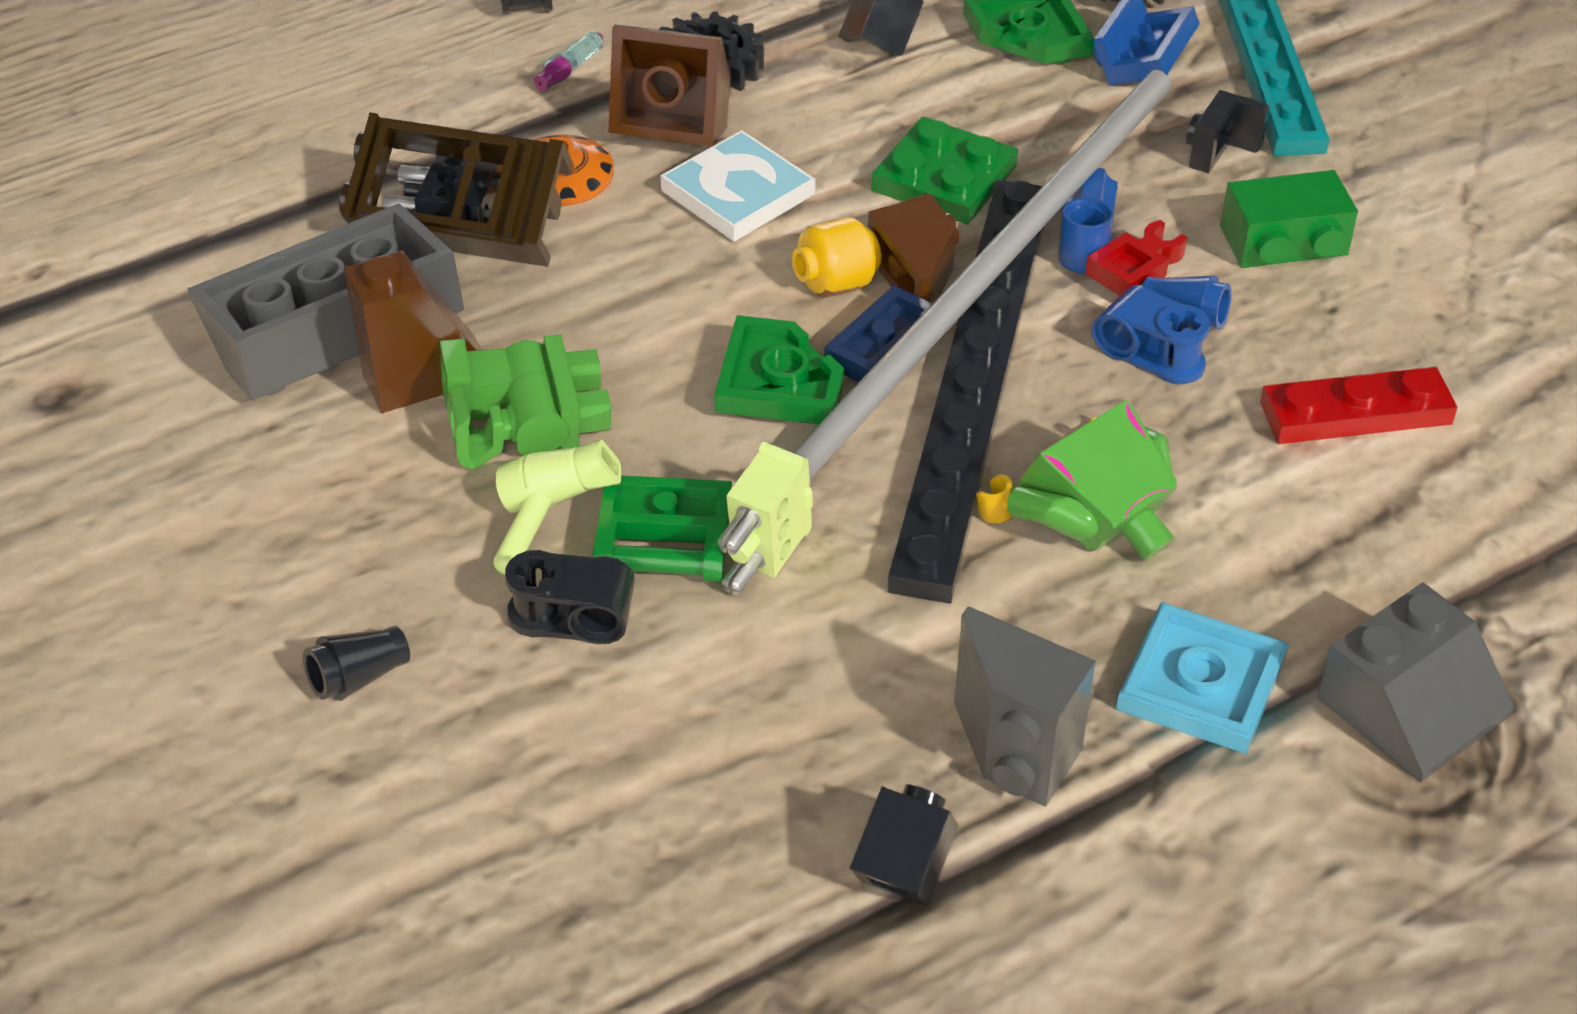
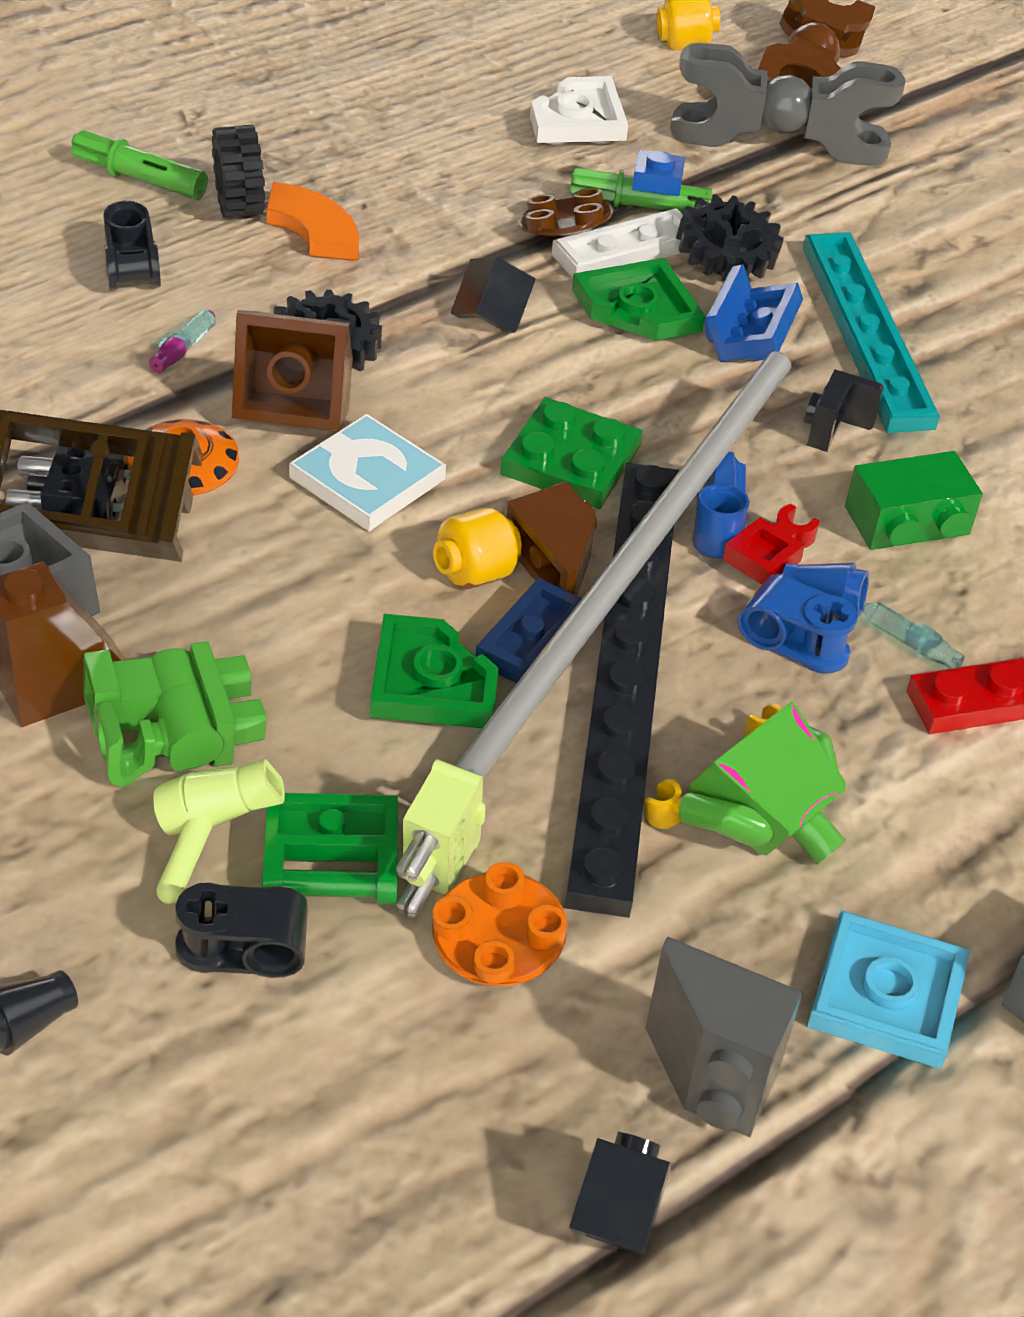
camera: 10 degrees left, 0 degrees up
(819, 604) = (499, 927): none -> orange dish
(1278, 351) = (917, 636): none -> clear light blue piece

